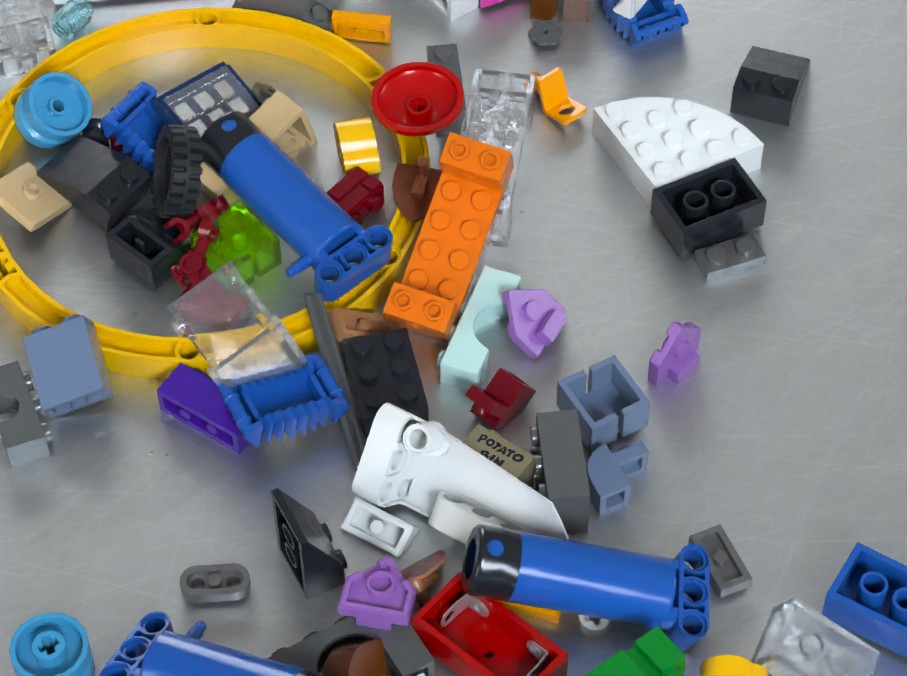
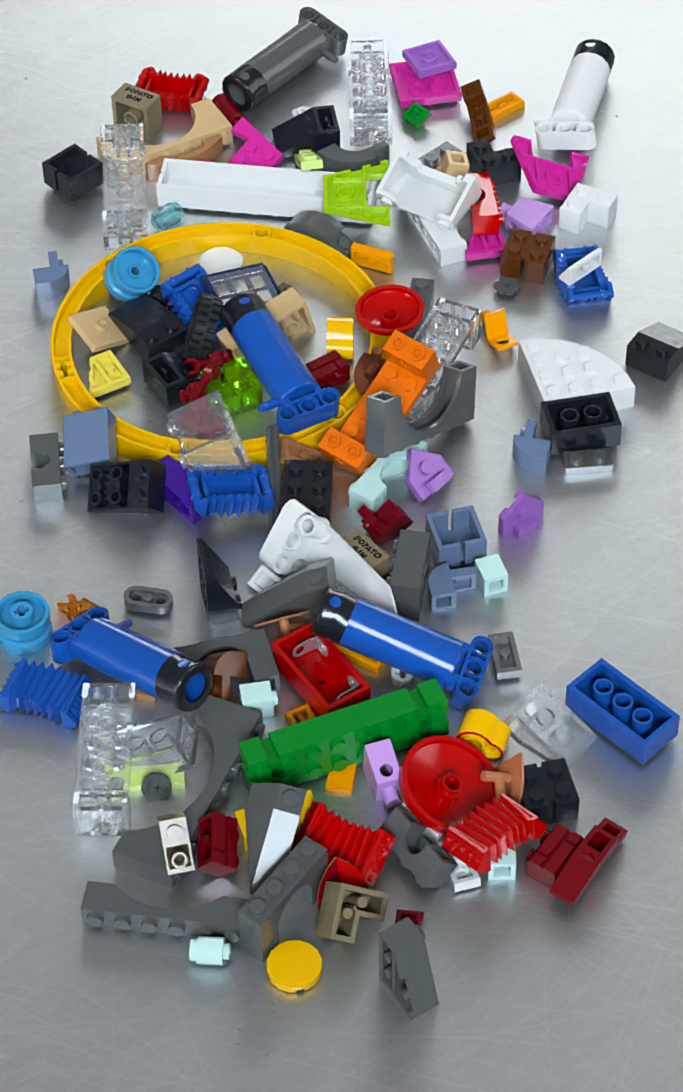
camera: 15 degrees right, 5 degrees down
(57, 259) = (106, 374): none -> light yellow wing
(119, 620) = (74, 607): none -> clear orange plate
(137, 423) = (127, 487): none -> black slope
(163, 68) = (220, 259): none -> white tile
(378, 596) = (252, 625): medium lavender plate -> none
(421, 529) = (292, 594): none -> dark grey wedge
(480, 271) = (452, 407): none -> dark grey arch
(655, 260) = (529, 451): none -> sand blue brick
(666, 446) = (491, 575): none -> light aqua brick

